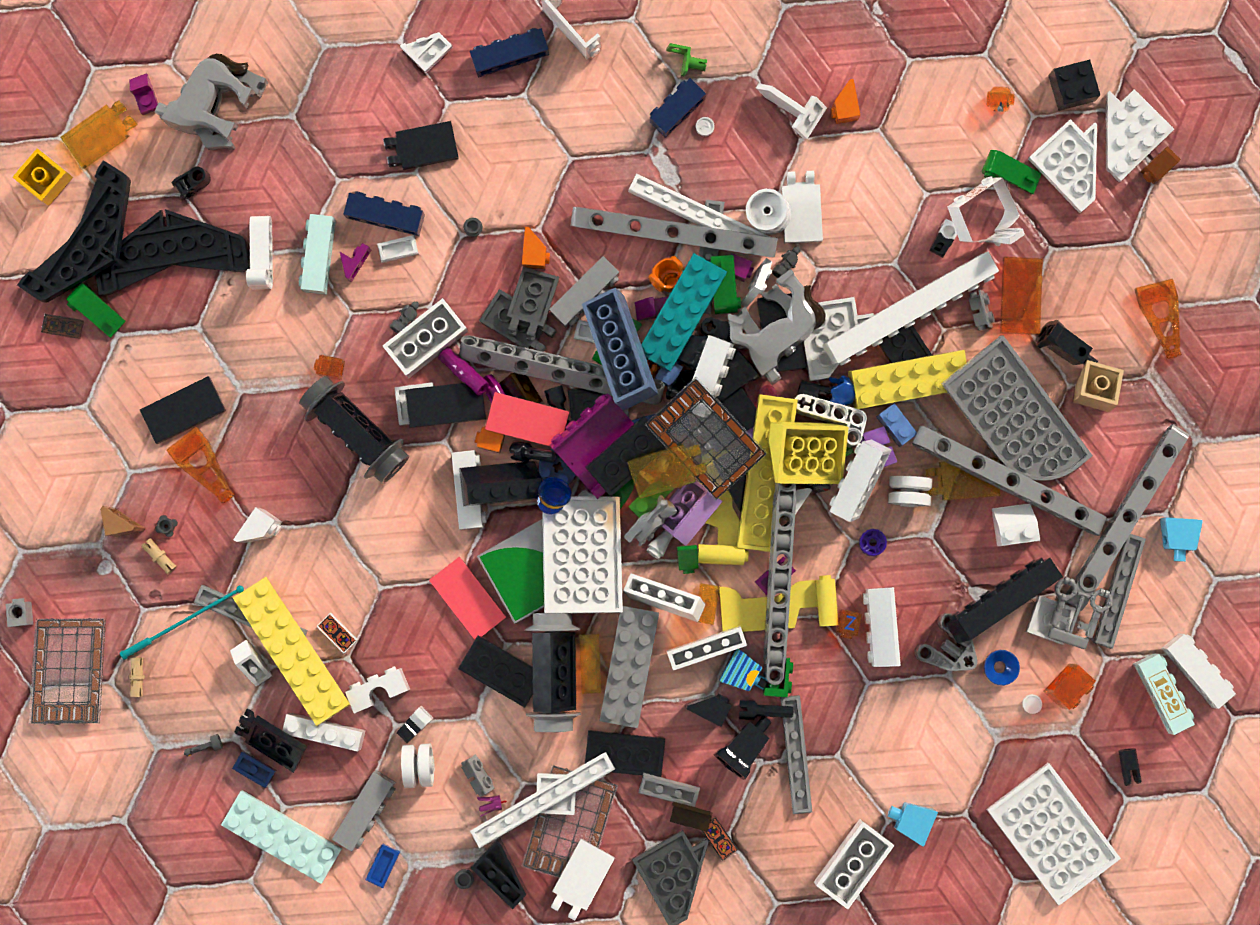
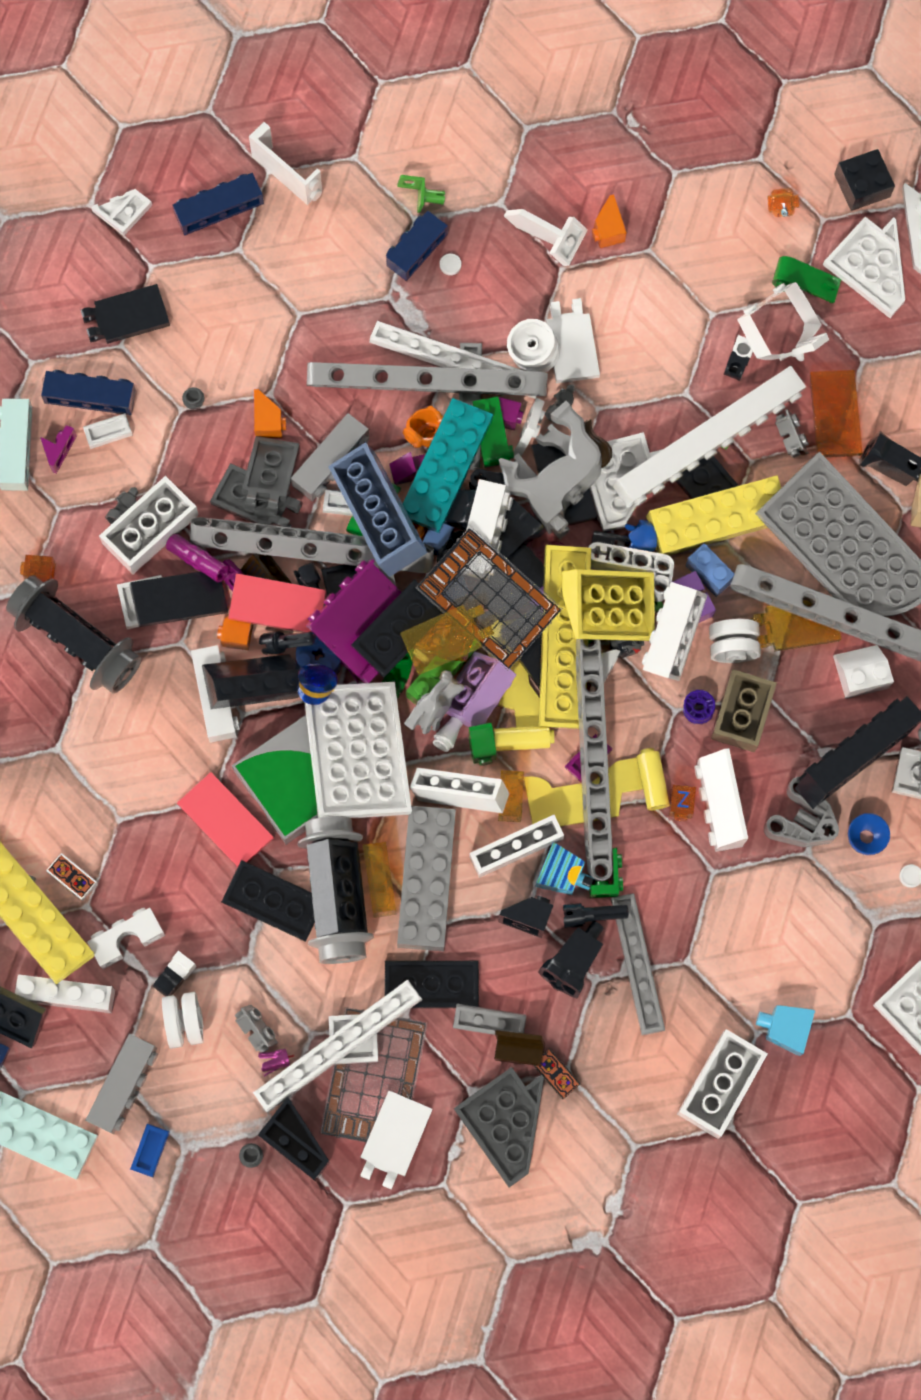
camera: 10 degrees left, 10 degrees down
(910, 551) = (743, 710): none -> dark tan brick

